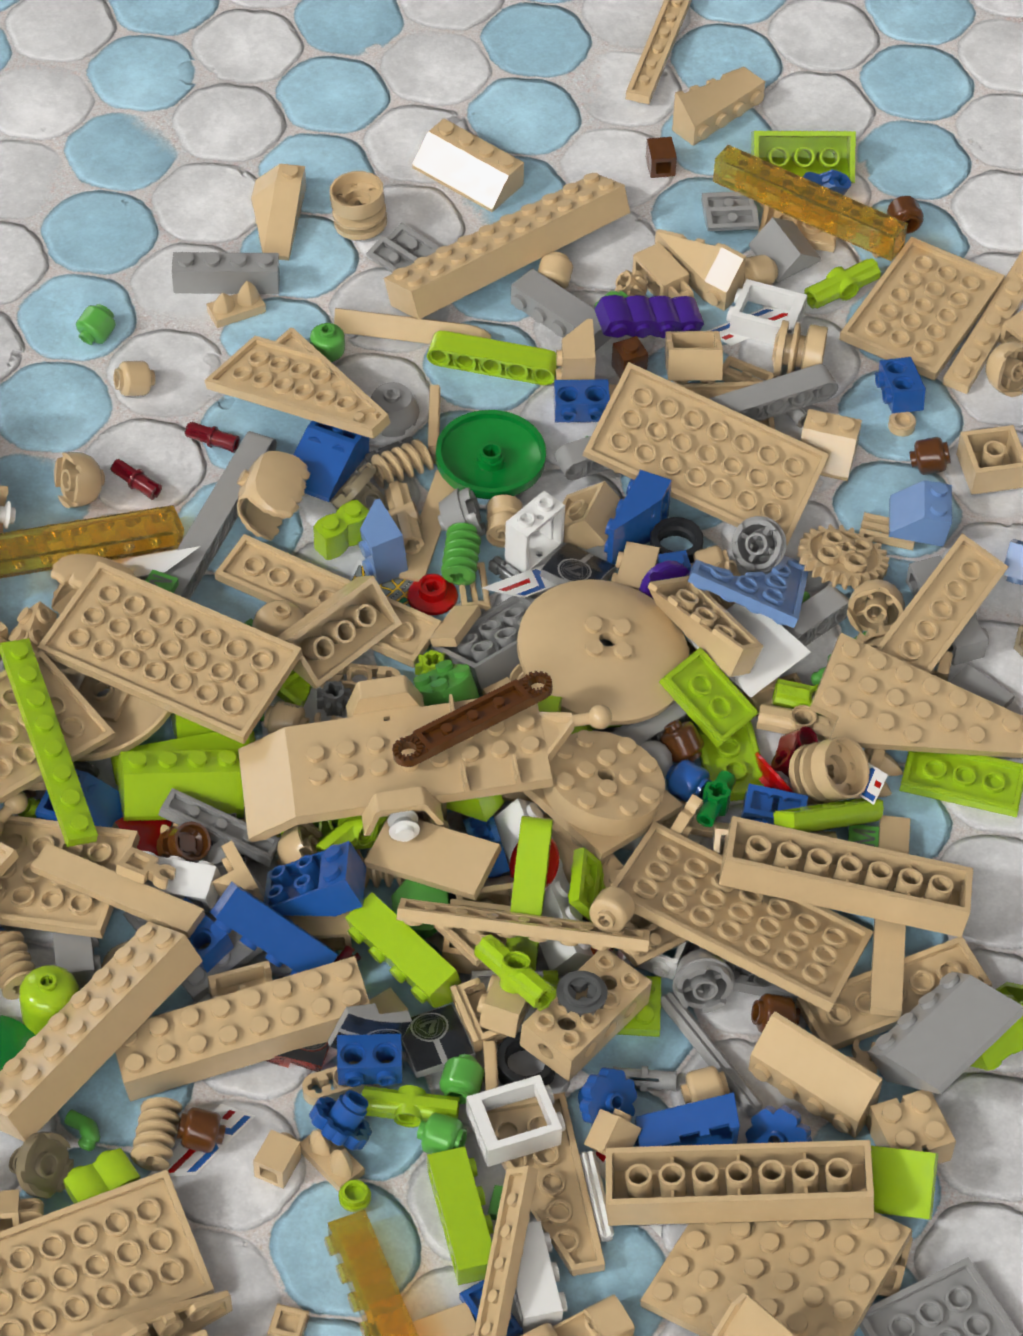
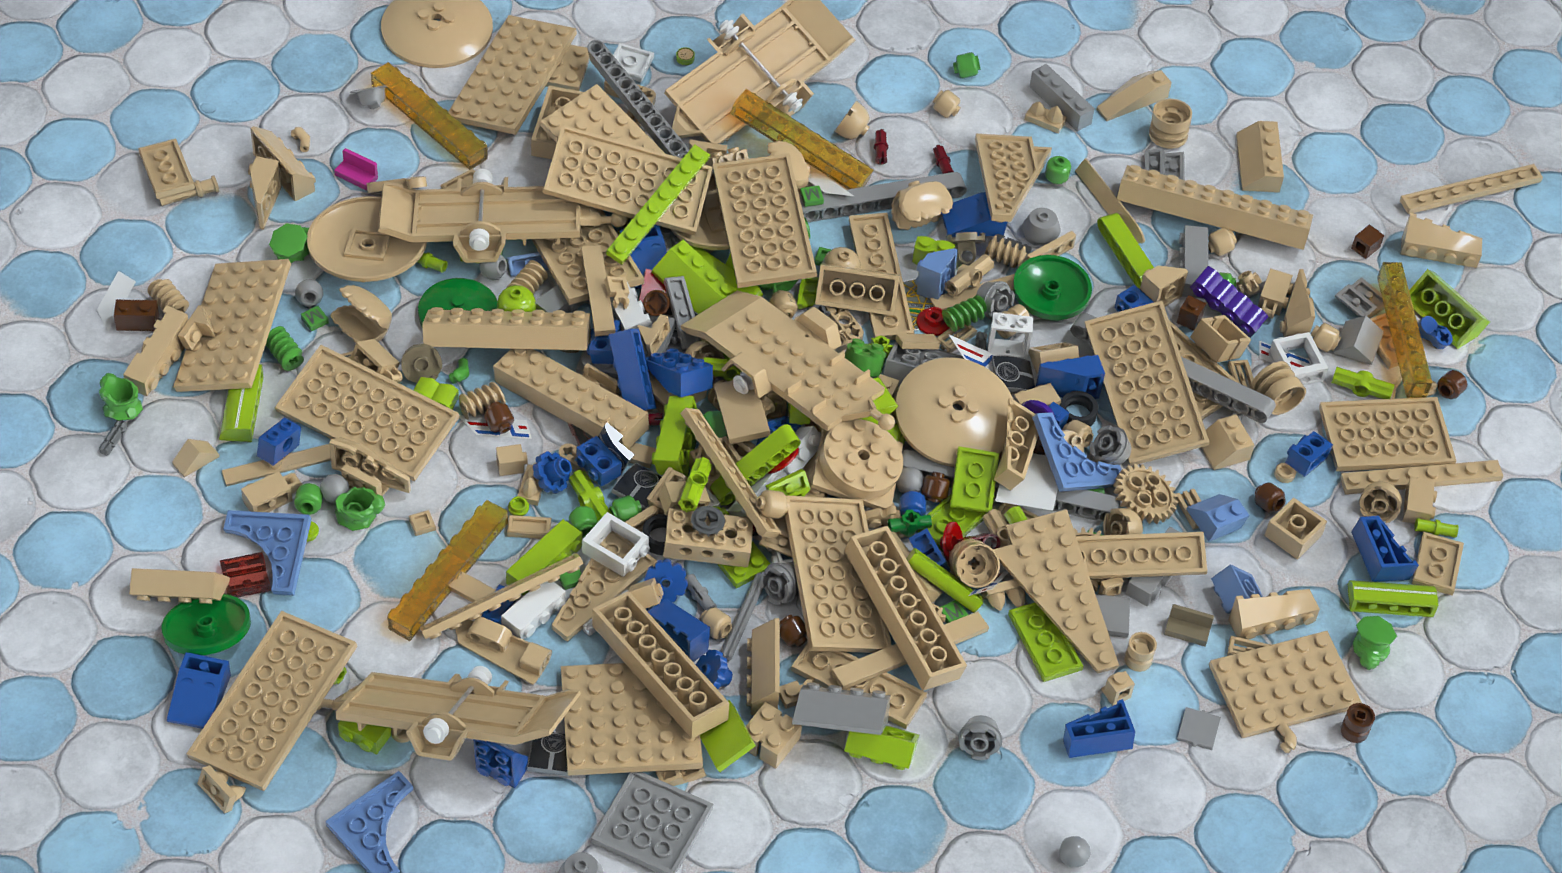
camera: 50 degrees right, 0 degrees up
(395, 1203) = (528, 526): none -> tan tile
(472, 718) = (831, 366): reddish brown plate -> none

